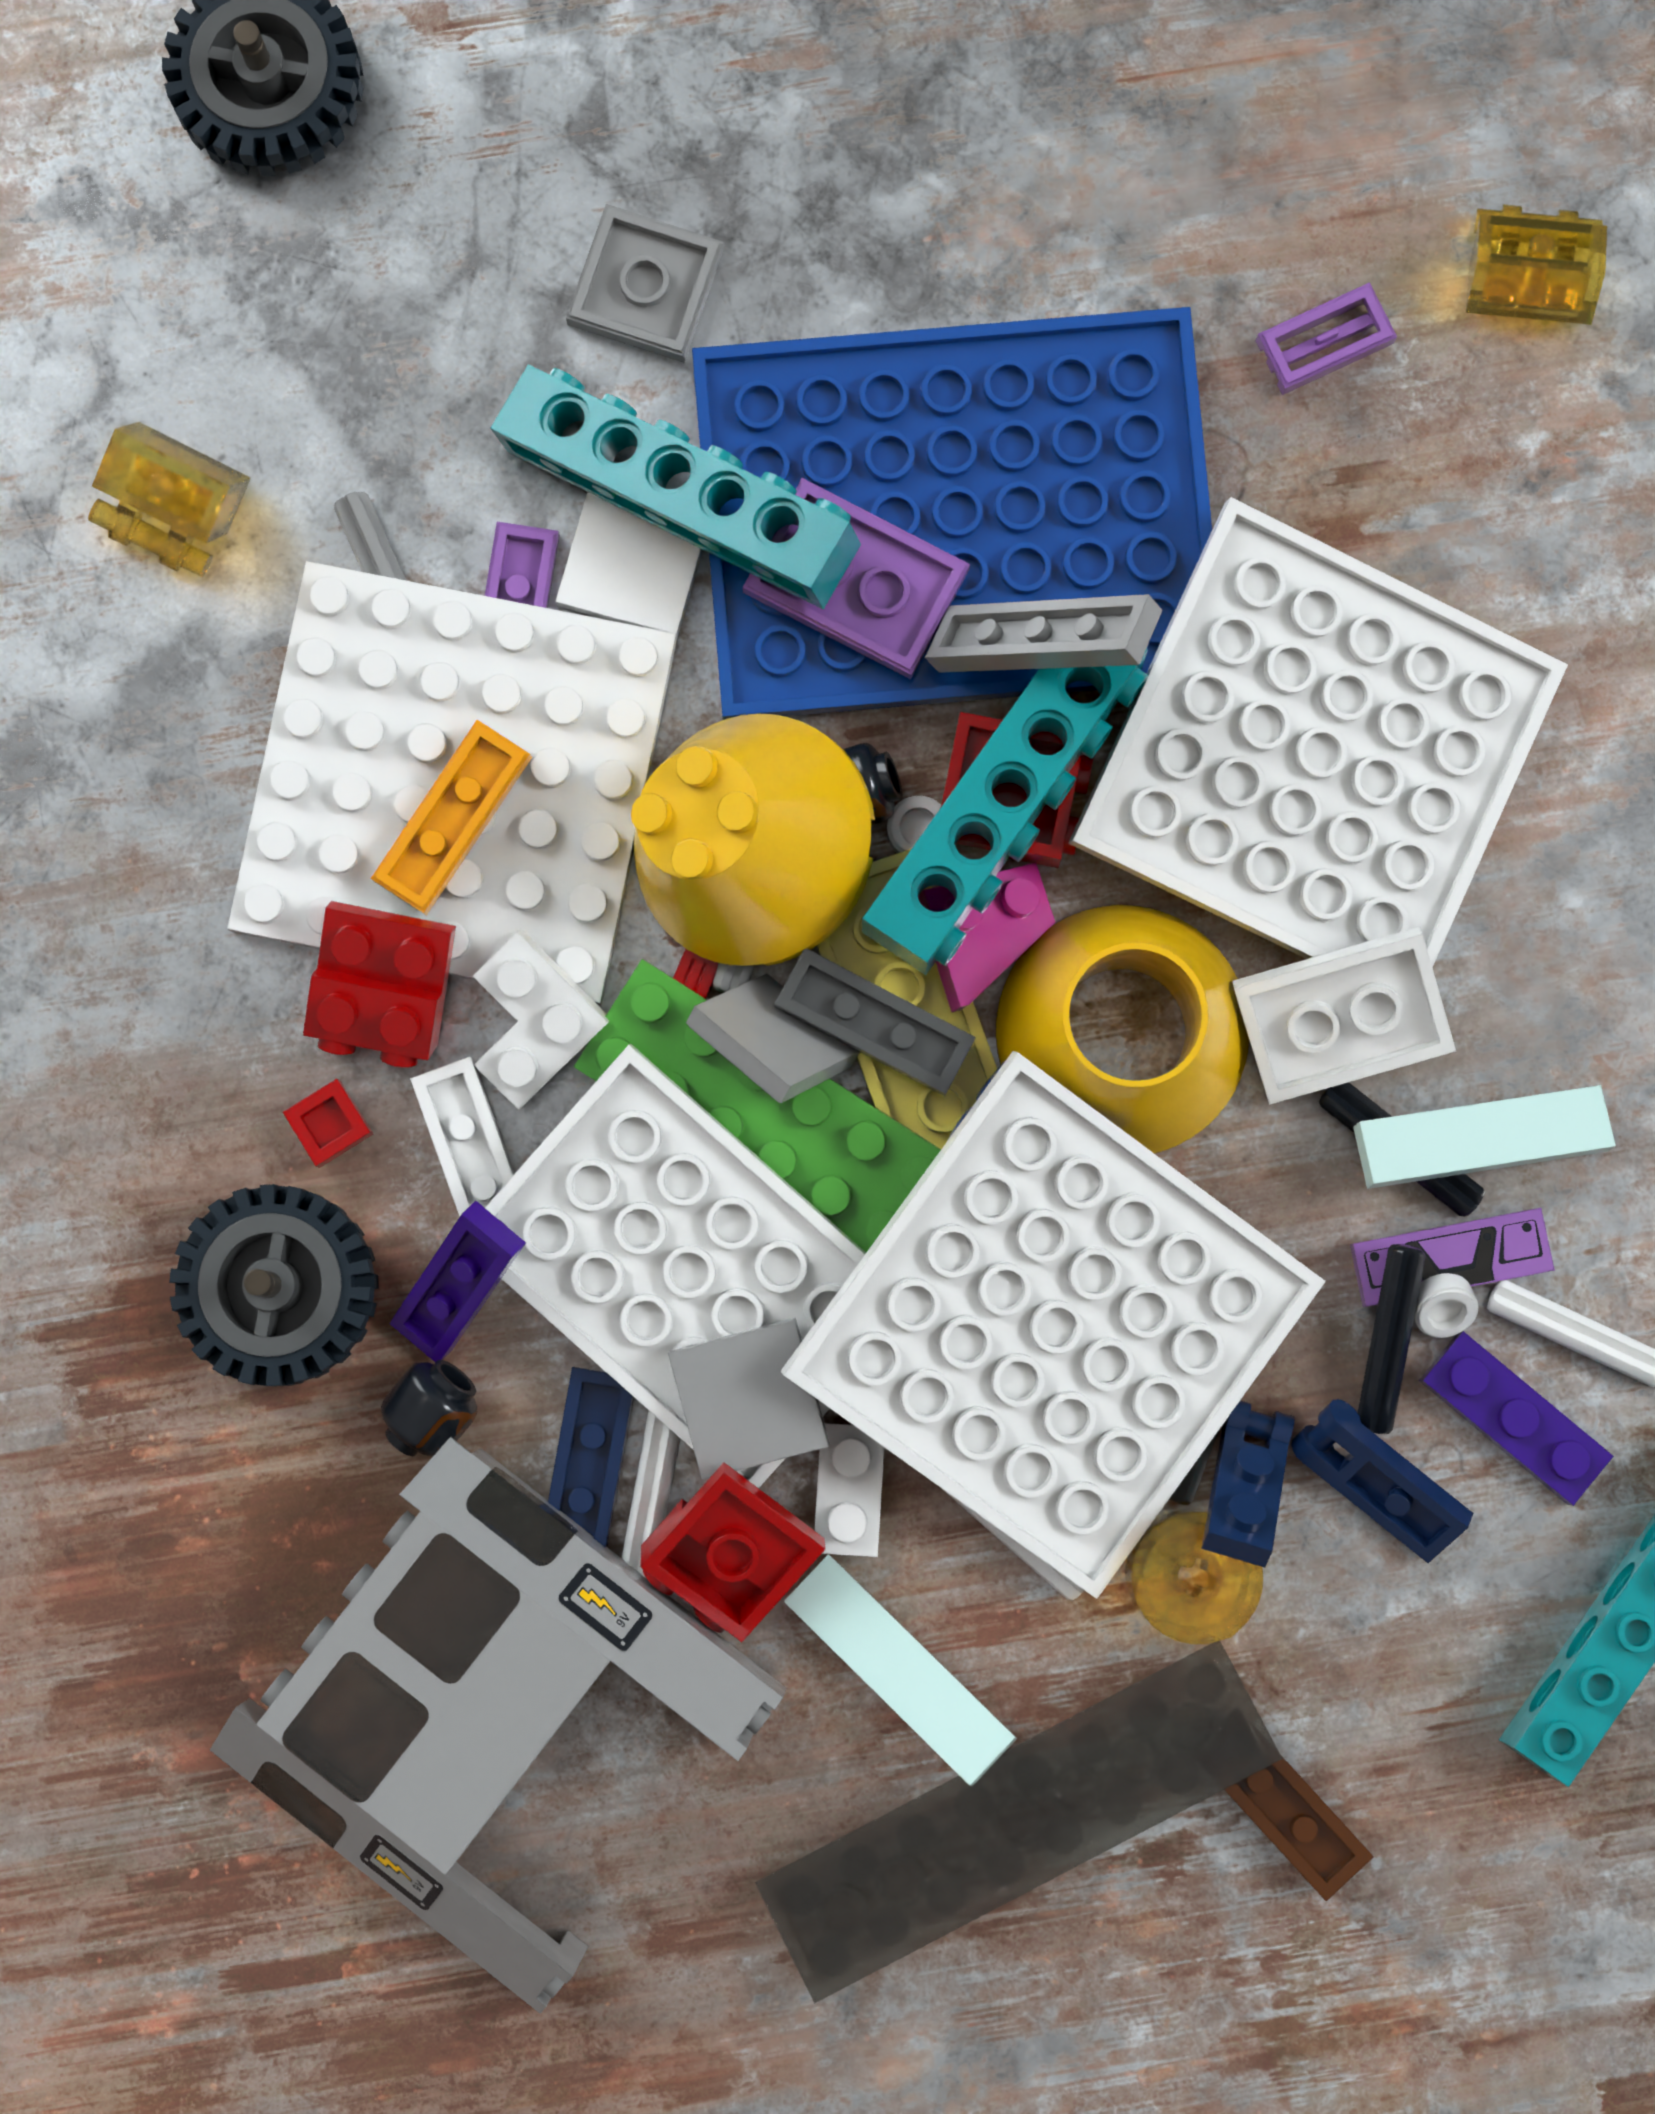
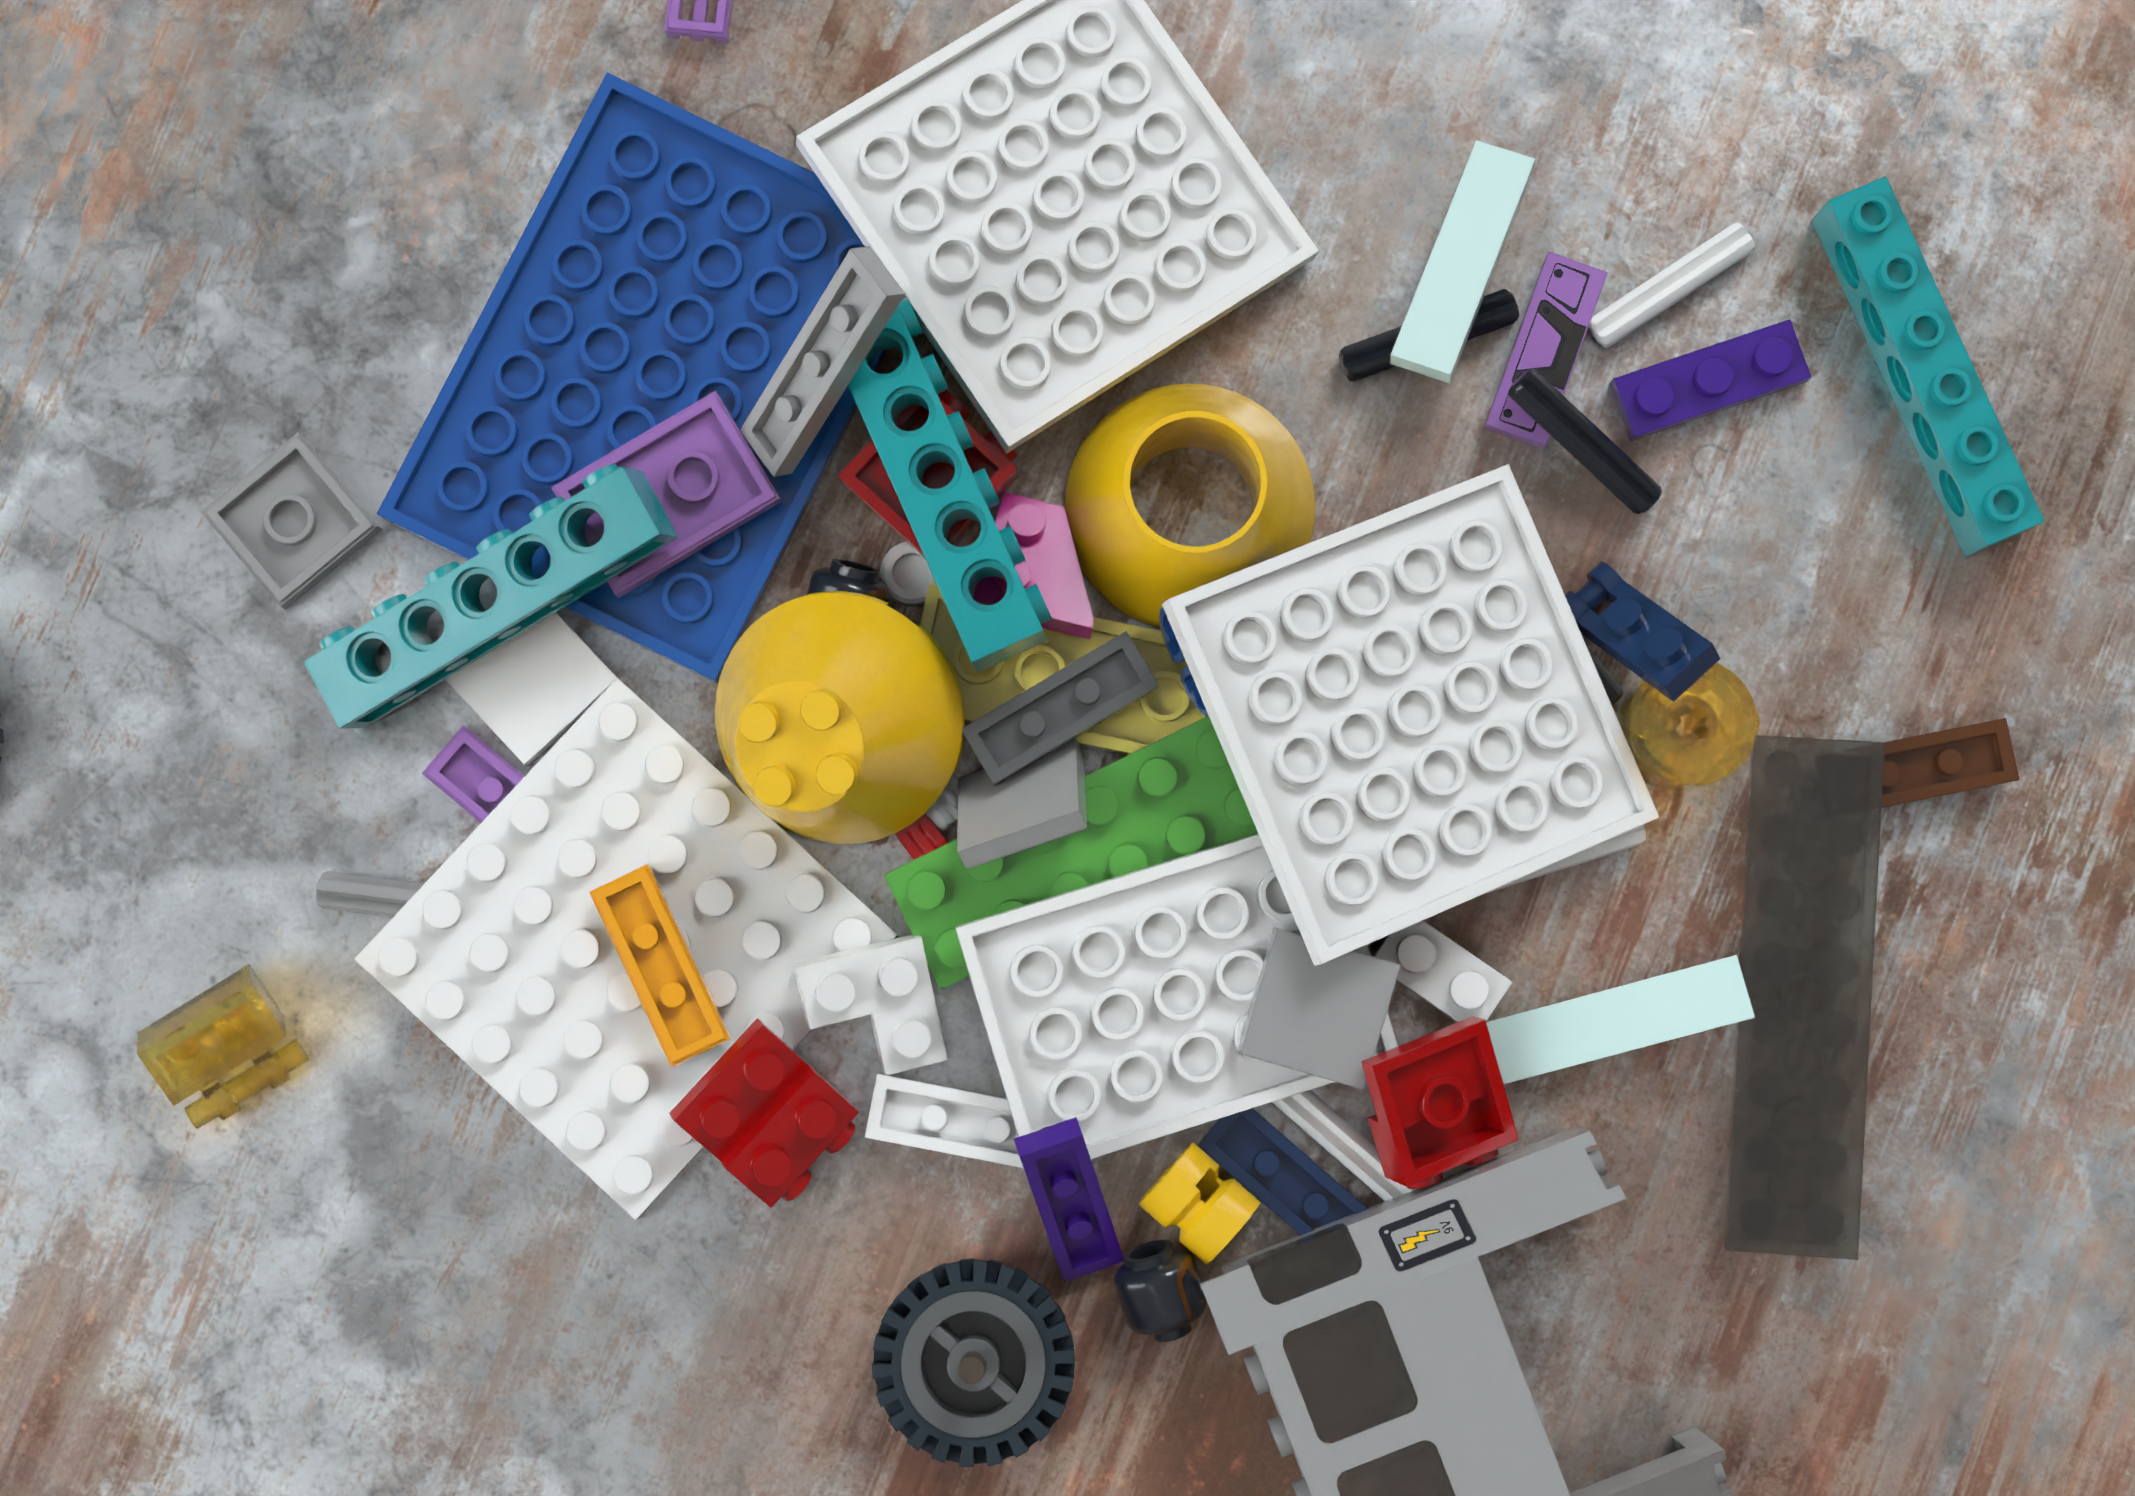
camera: 60 degrees left, 0 degrees up
(328, 1123) = (859, 1232): red plate -> none
(523, 1398) = (1199, 1203): none -> yellow wheel
(1344, 1015) = (1293, 312): white plate -> none
(1381, 1481) = (1699, 522): dark blue plate -> none
(1445, 1305) = (1584, 379): white tile -> none

